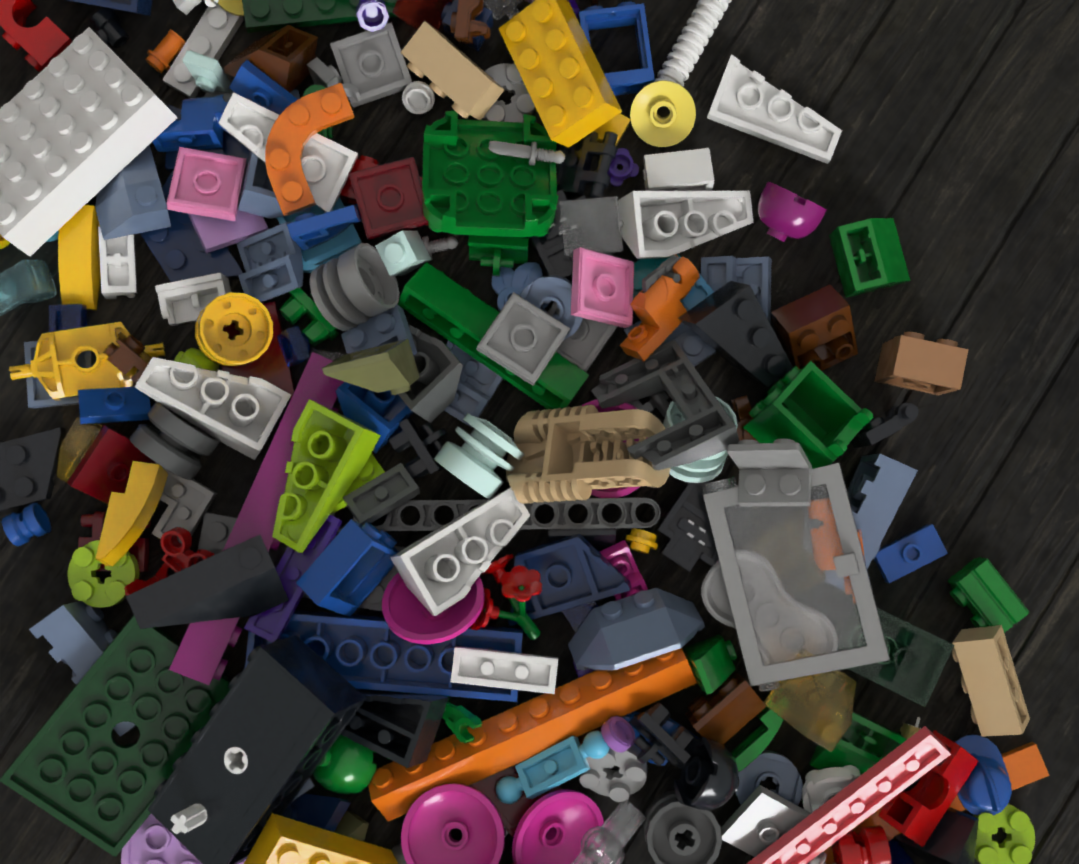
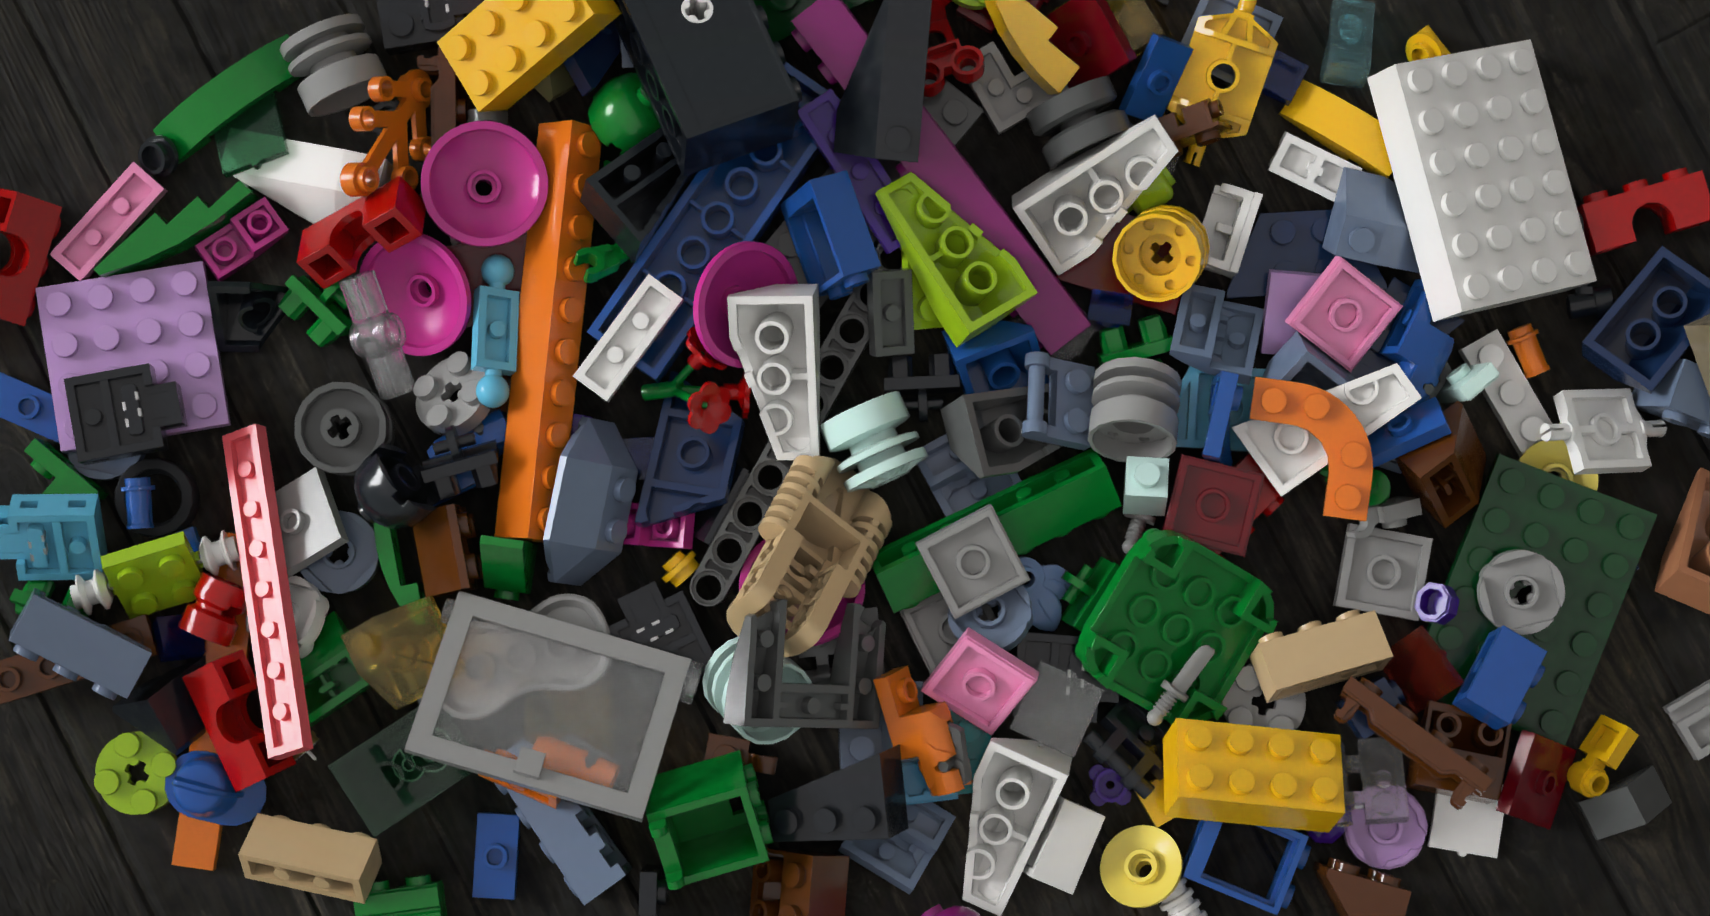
camera: 120 degrees right, 0 degrees up
(377, 368) = (1028, 384): olive slope -> none
(418, 97) = (1315, 602): white plate -> none
(618, 734) = (490, 420): medium lavender tile -> none
(772, 473) = (670, 740): light grey bracket -> none

